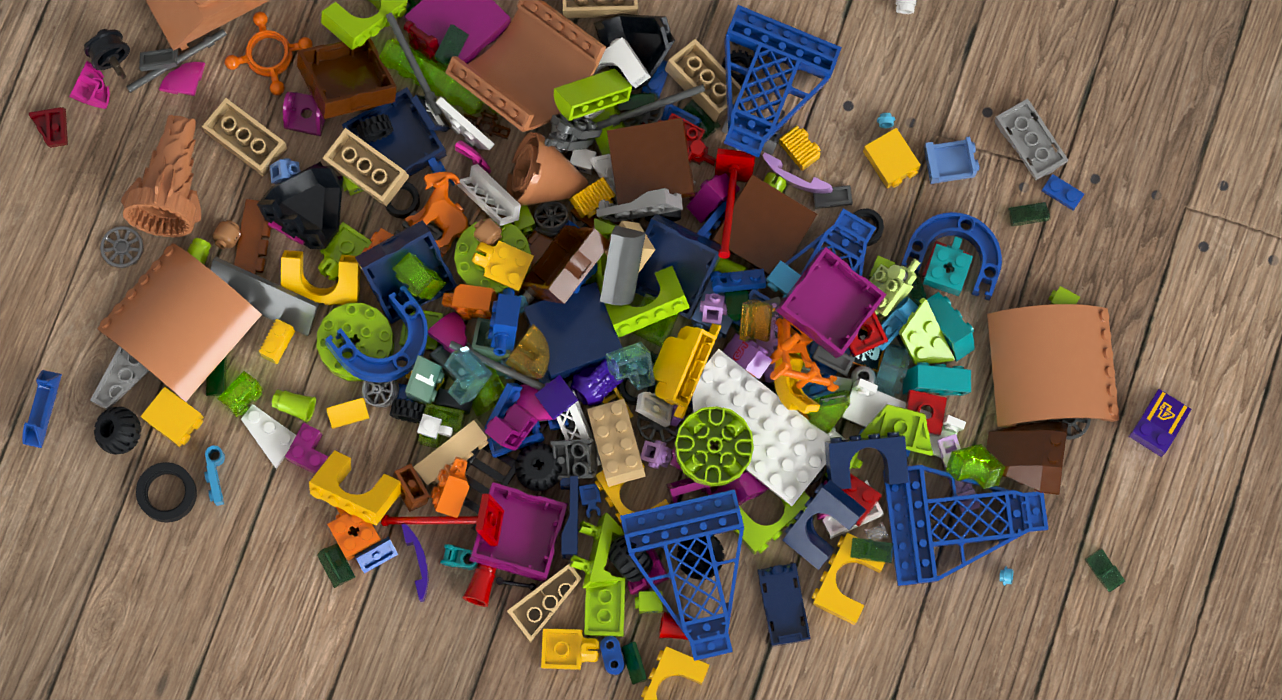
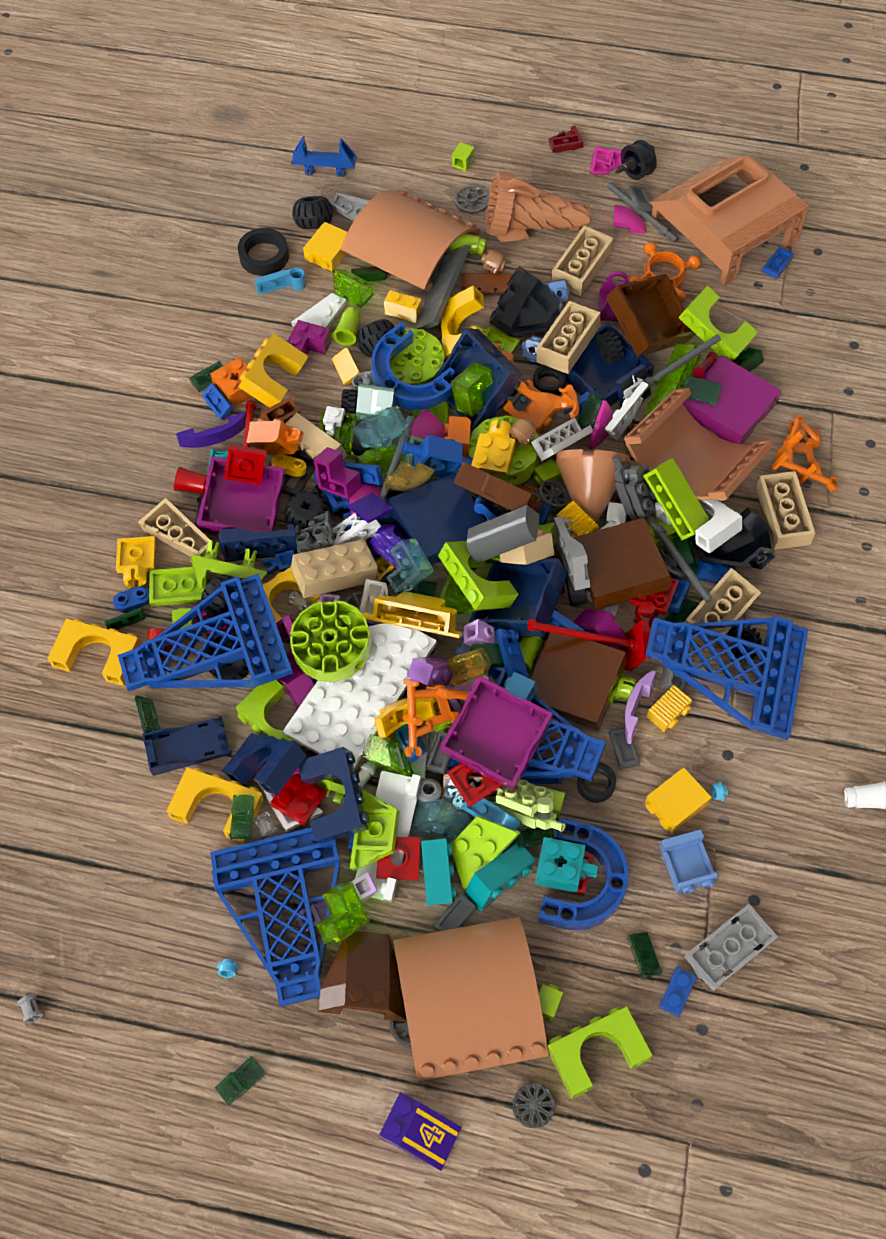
camera: 85 degrees right, 15 degrees down
(57, 247) = (463, 156): none -> lime brick
(314, 374) = (371, 334): none -> black wheel
(359, 207) = (527, 348): none -> medium blue brick
(453, 161) = (590, 411): none -> clear green slope
(475, 482) = (293, 466): none -> yellow plate
(640, 485) = (298, 601): none -> clear bush
(750, 641) = (147, 714): none -> clear green slope
(979, 371) = (456, 914): none -> dark grey tile
(1106, 291) = (618, 1027): none -> lime arch
(1146, 326) = (533, 1105): none -> dark grey wheel

